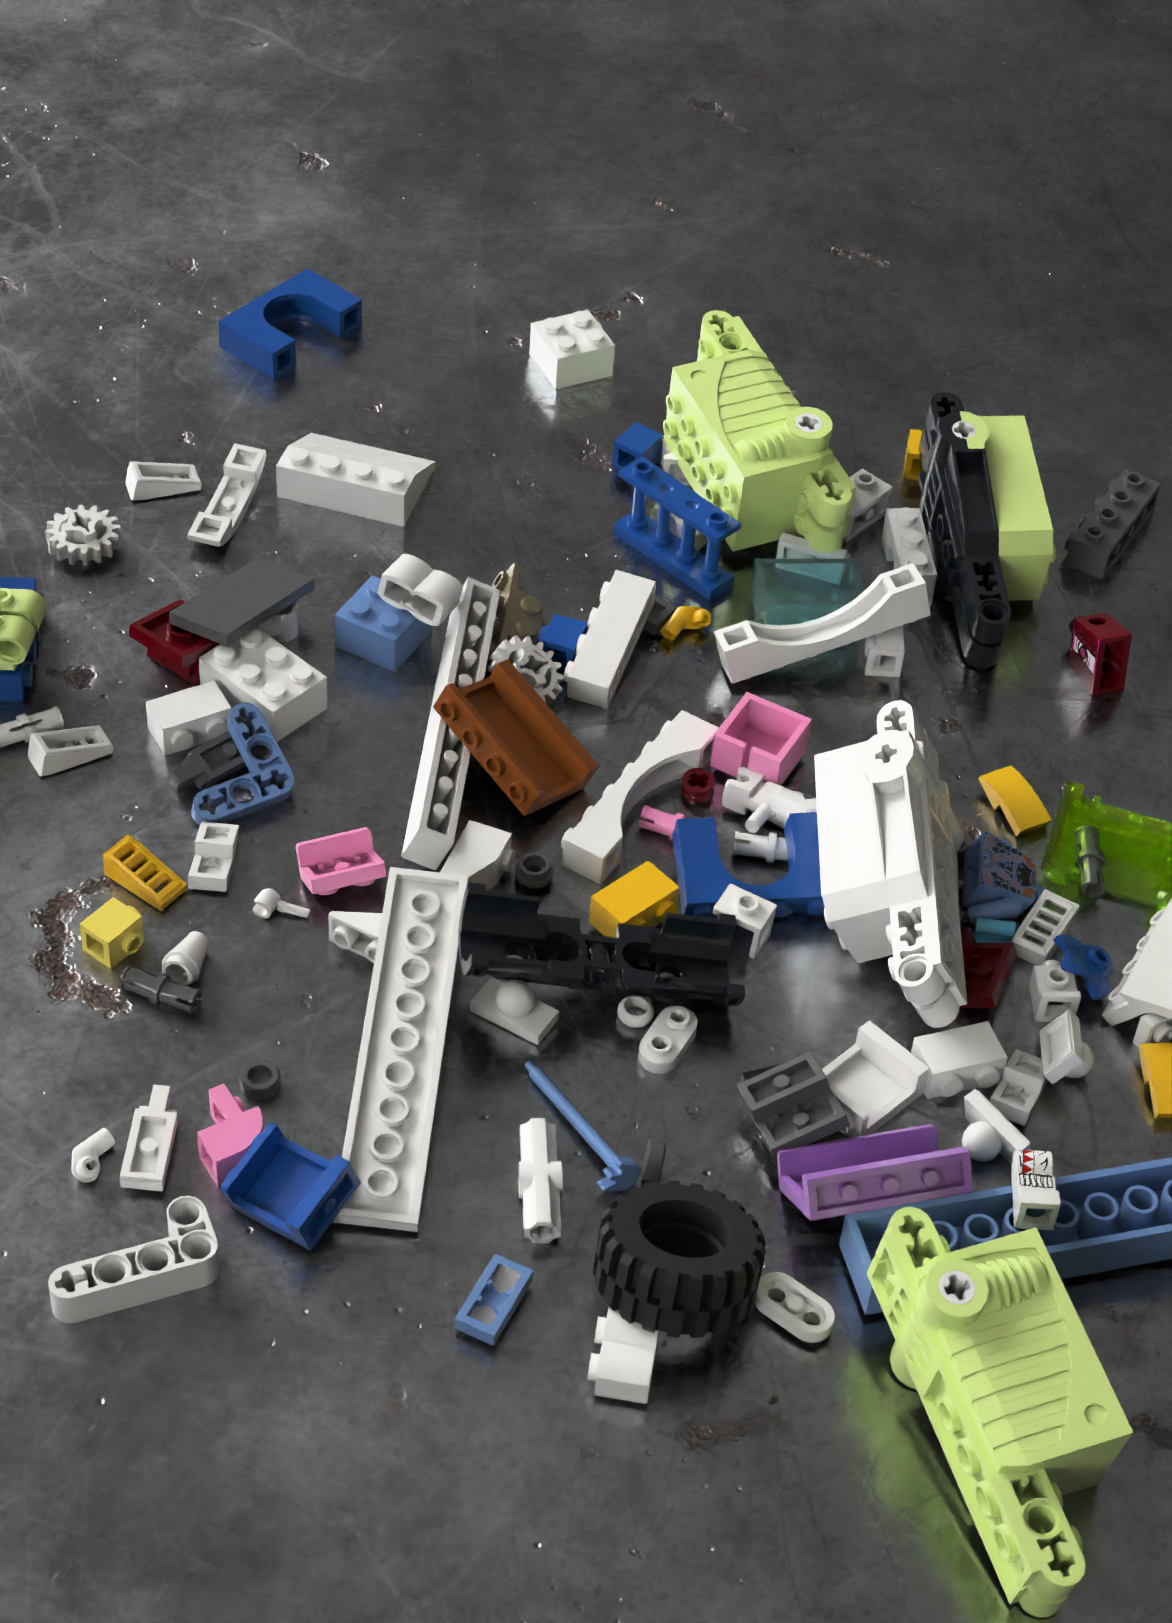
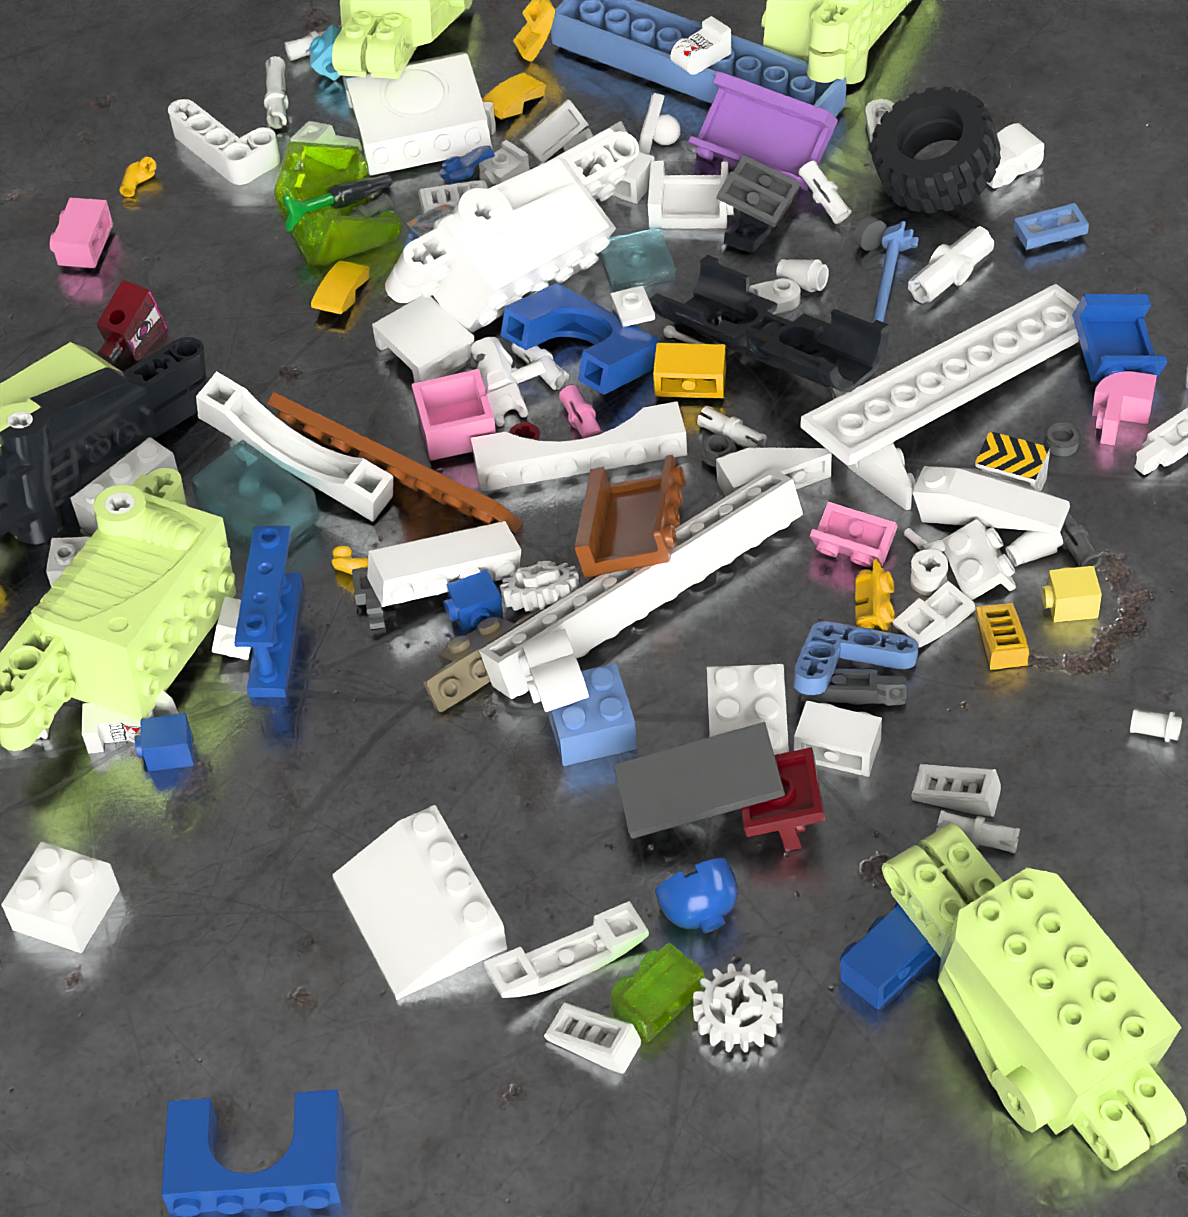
camera: 125 degrees left, 5 degrees up
(145, 513) = (656, 991): none -> clear neon green brick
(175, 564) = (700, 896): none -> blue cylinder
(218, 916) = (978, 560): none -> white bracket
(249, 878) = (928, 581): none -> white wheel
(264, 997) = (1014, 460): none -> piece
(267, 833) = (875, 589): none -> yellow hinge
(273, 947) = (969, 494): none -> white wedge
(552, 893) = (731, 427): none -> white pin
(661, 1076) = (809, 274): none -> white cone
(713, 680) = (402, 468): none -> dark orange plate
(744, 1168) = (824, 192): none -> white pin
(827, 999) = (638, 260): none -> clear light blue tile
(1131, 852) = (337, 196): none -> piece

